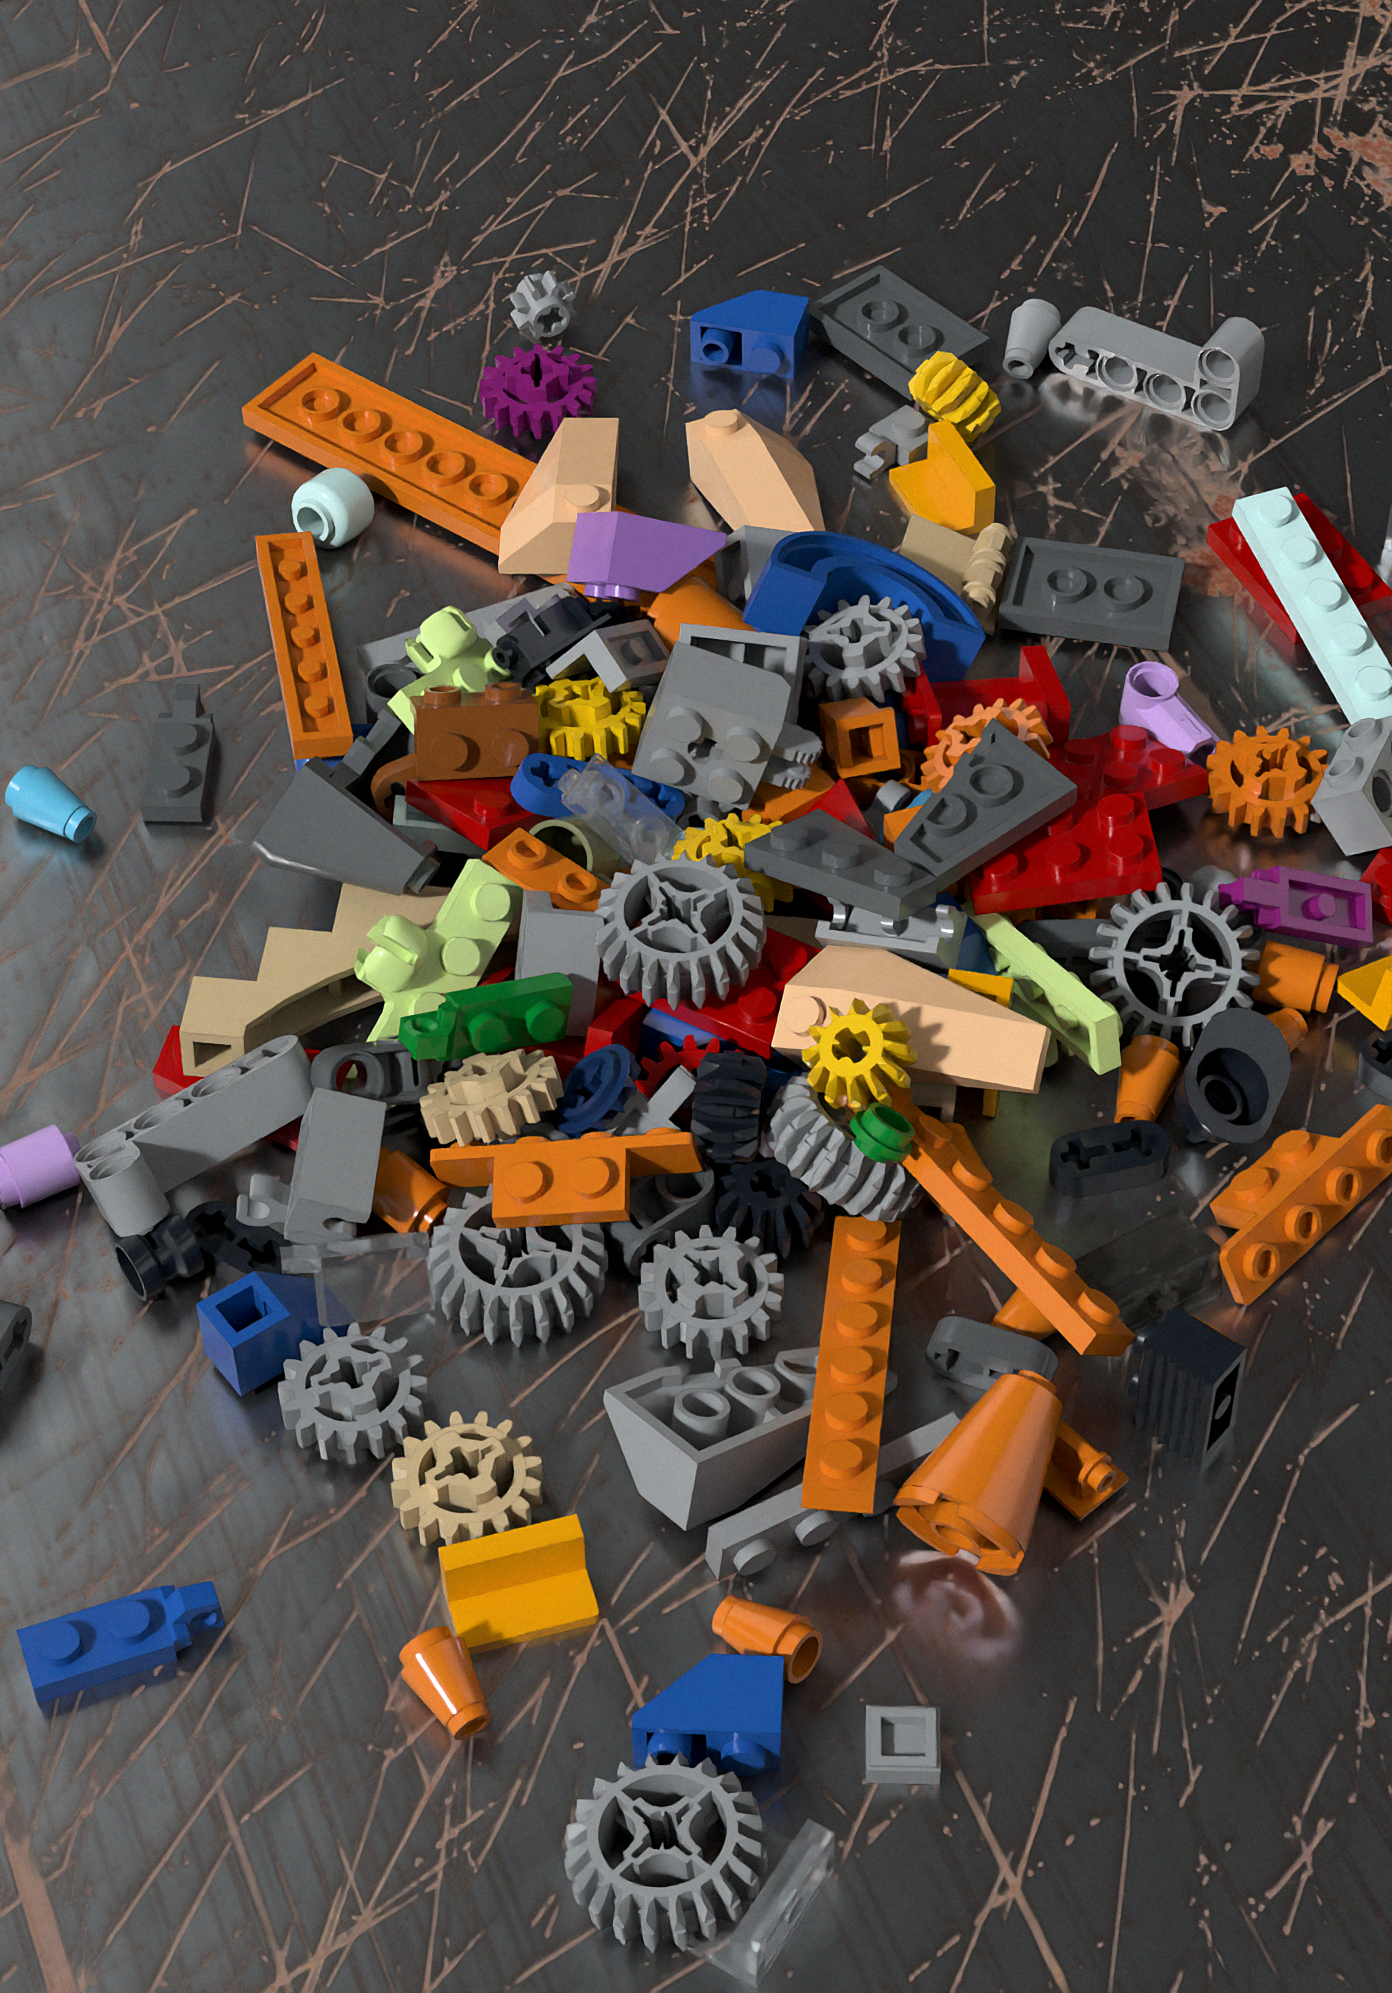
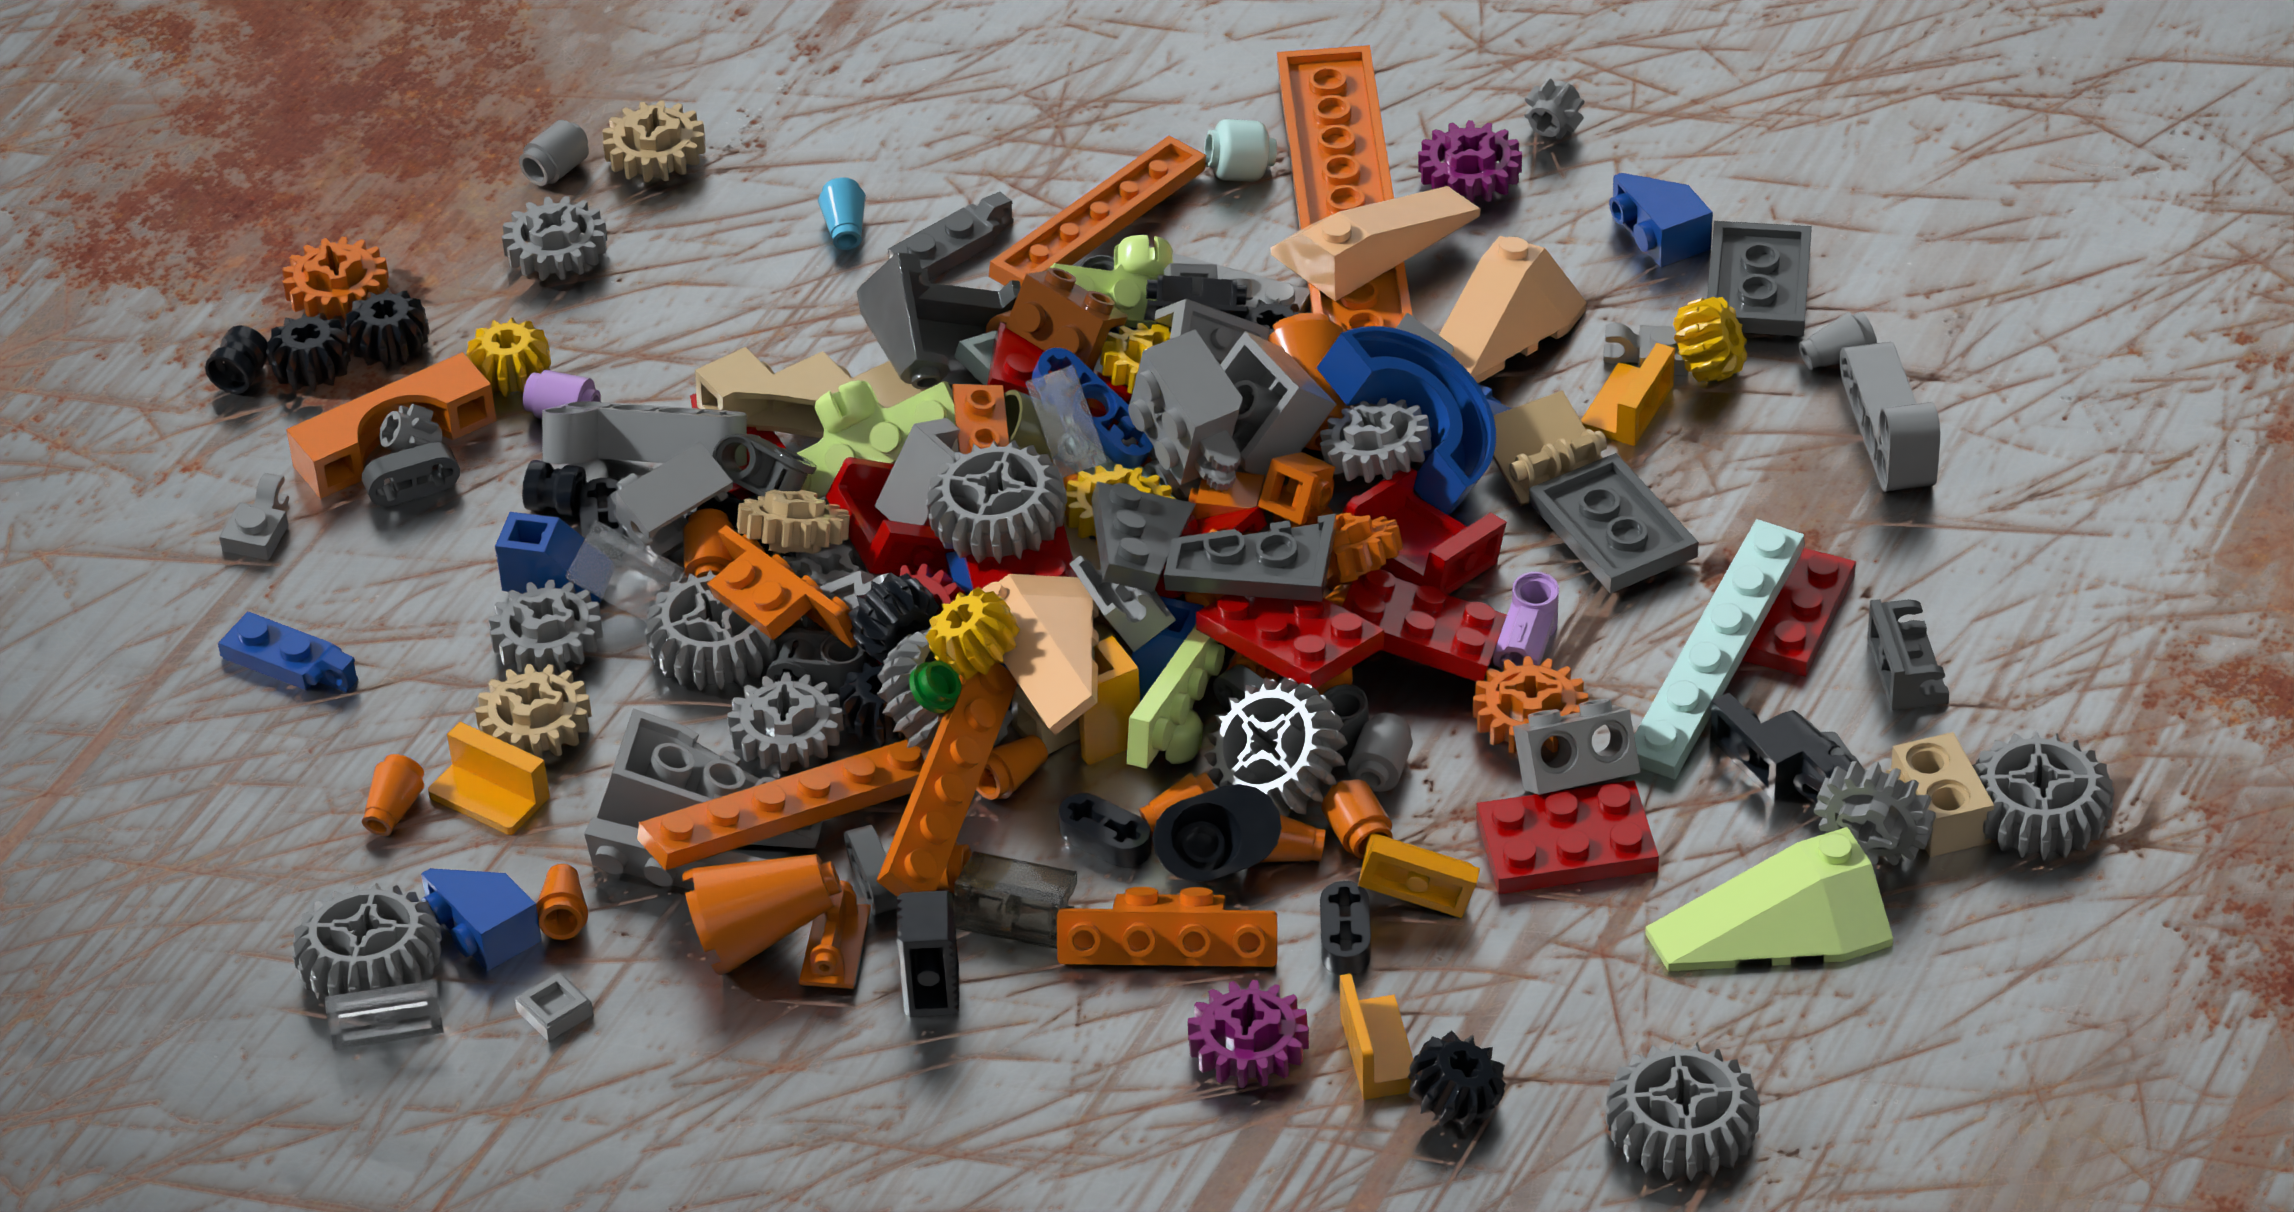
camera: 50 degrees right, 5 degrees down
(491, 1019) = (839, 476): green hinge -> none
(596, 1091) = (845, 559): dark blue gear -> none
(635, 554) = (1310, 278): medium lavender slope -> none
(1304, 905) = (1412, 778): magenta hinge -> none

